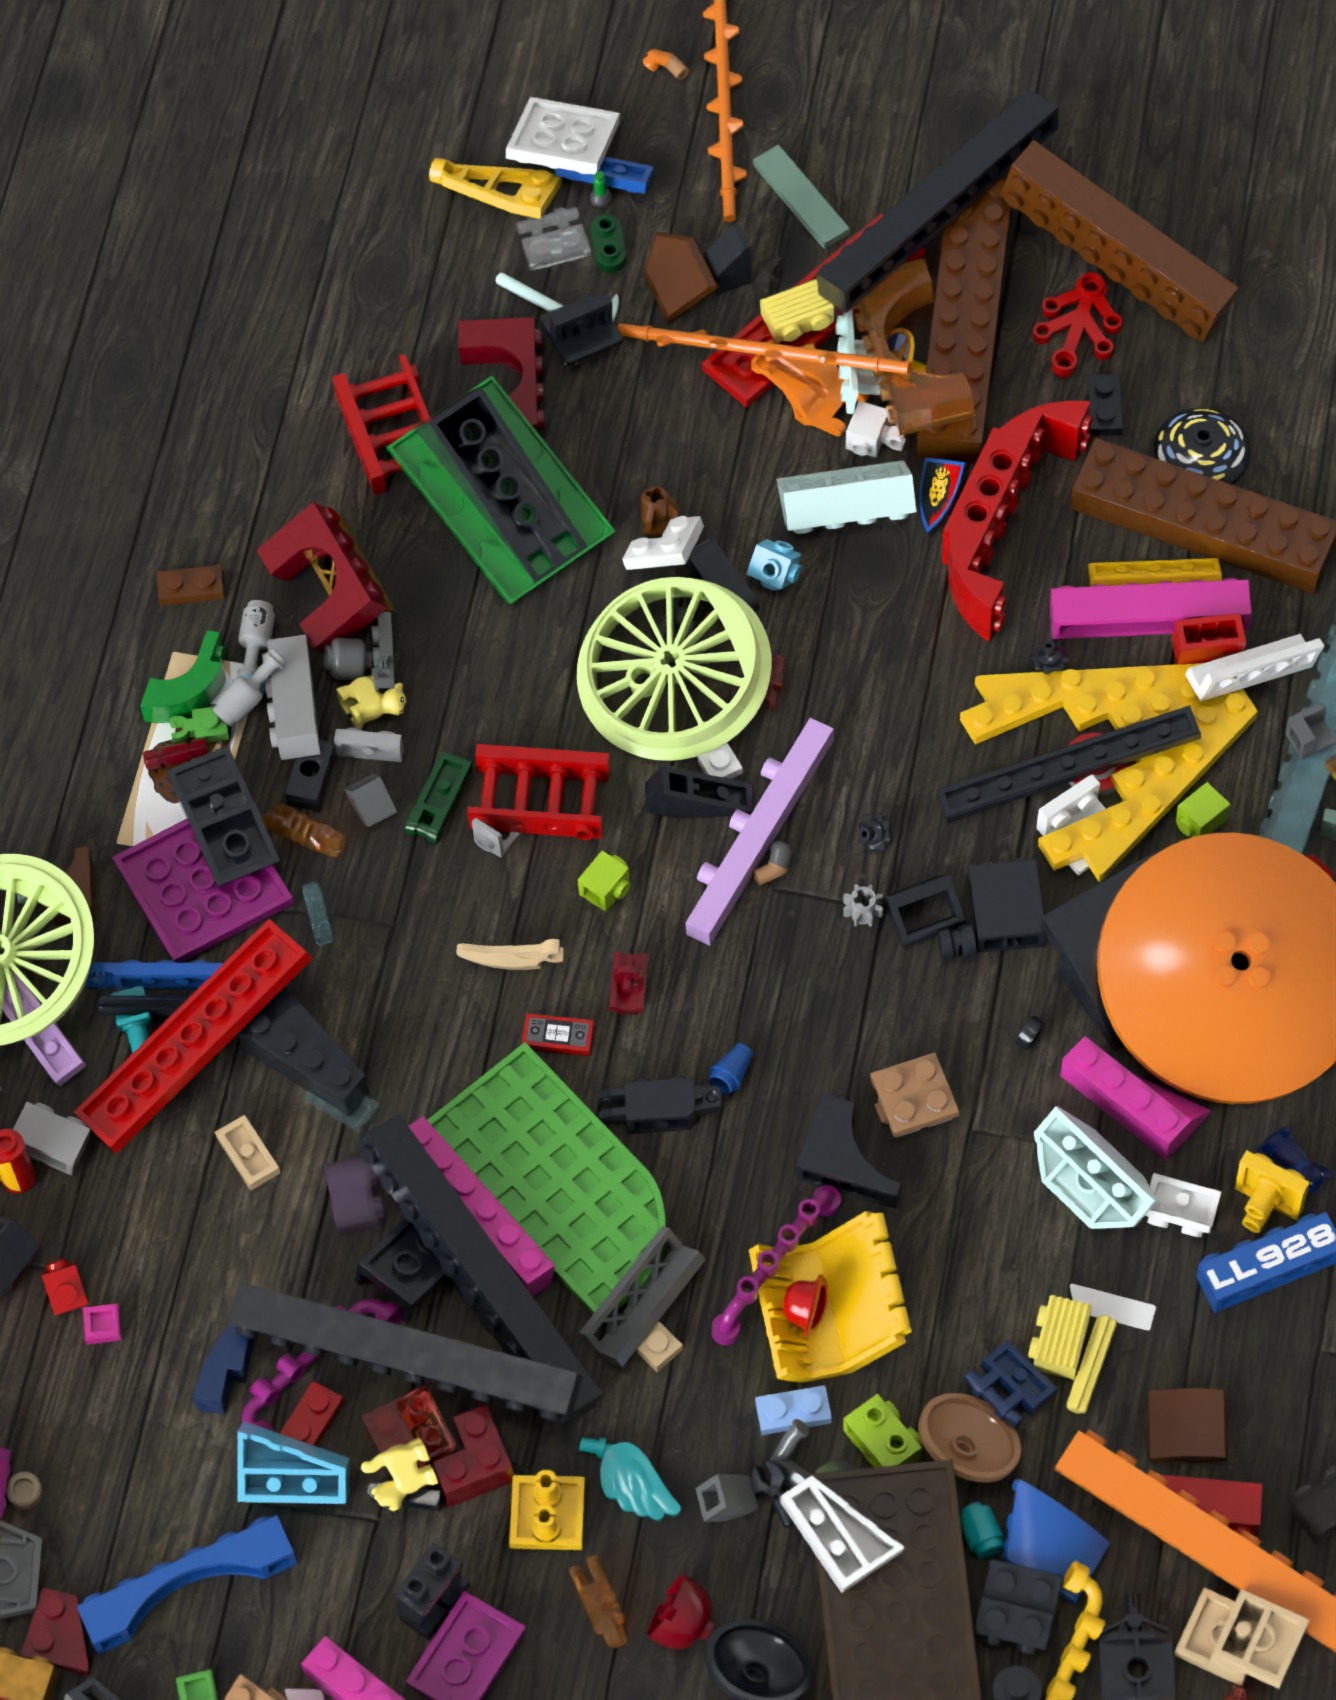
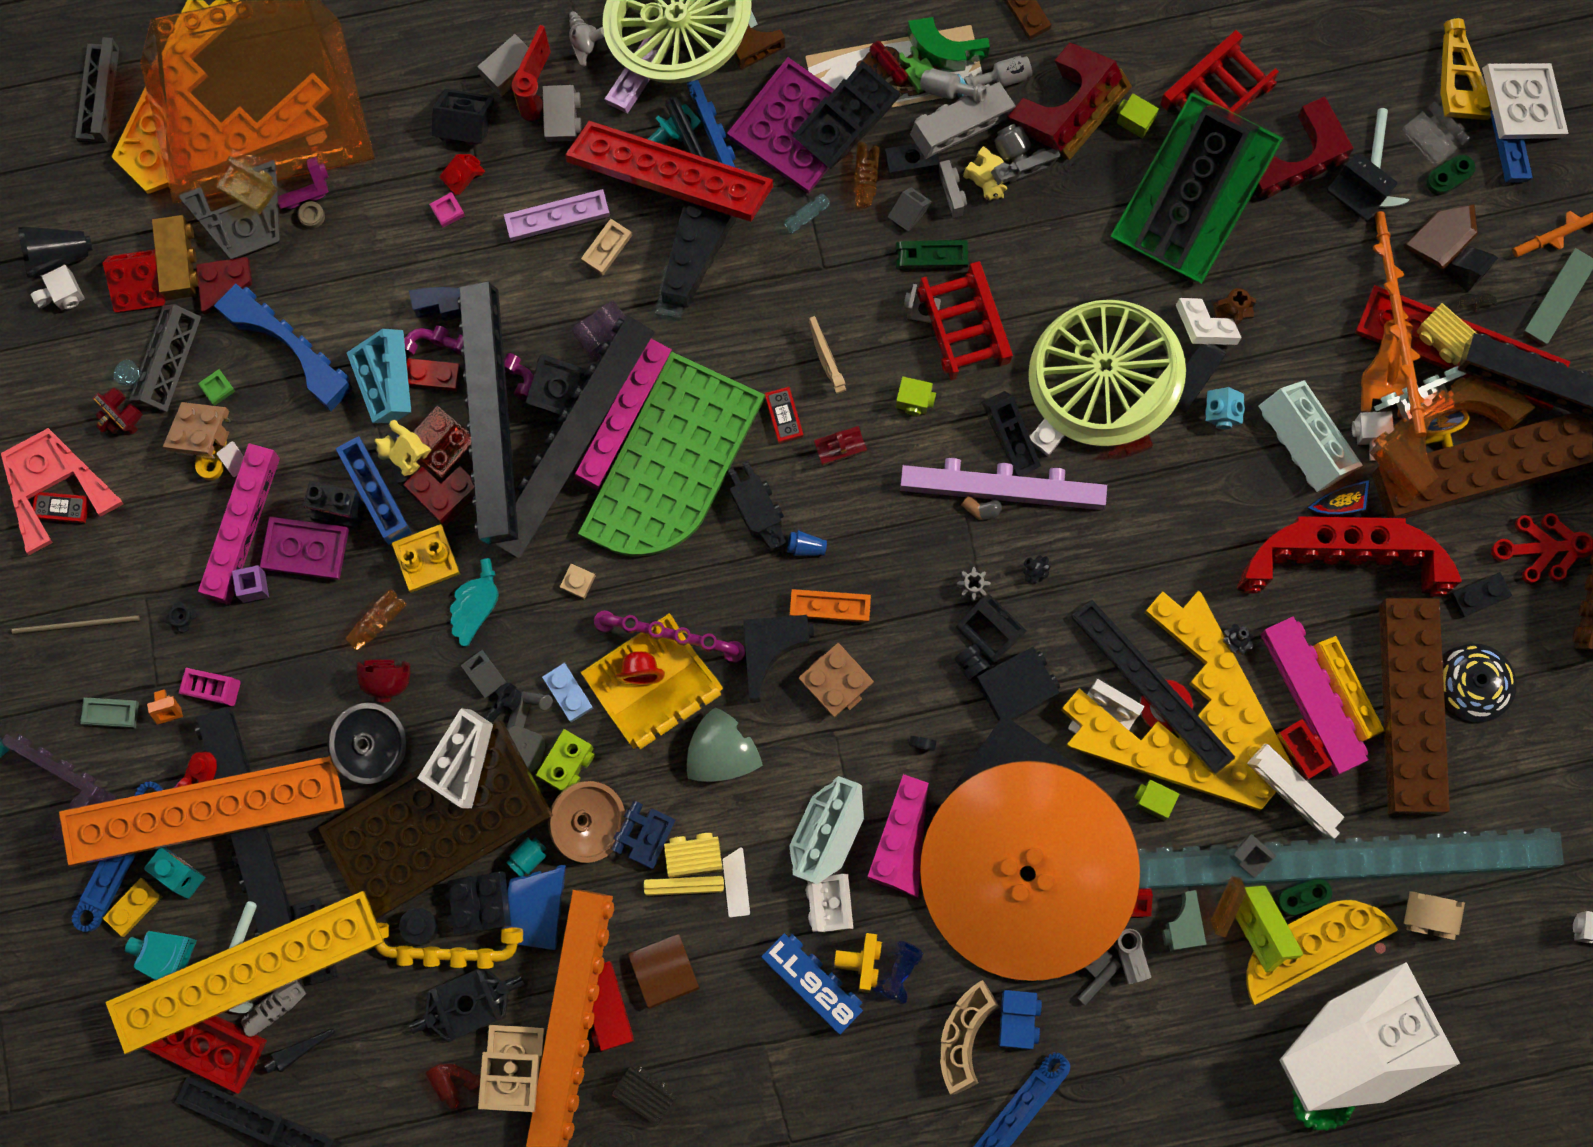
camera: 65 degrees right, 15 degrees up
(177, 1195) = (556, 215): none -> lavender plate
(379, 519) = (1136, 115): none -> lime brick
(407, 1538) = (373, 490): none -> blue brick
(600, 195) = (1490, 151): piece -> none
(644, 1304) = (603, 560): dark grey fence -> none
(818, 1070) = (830, 605): none -> orange plate
(945, 1253) = (720, 750): none -> sand green brick

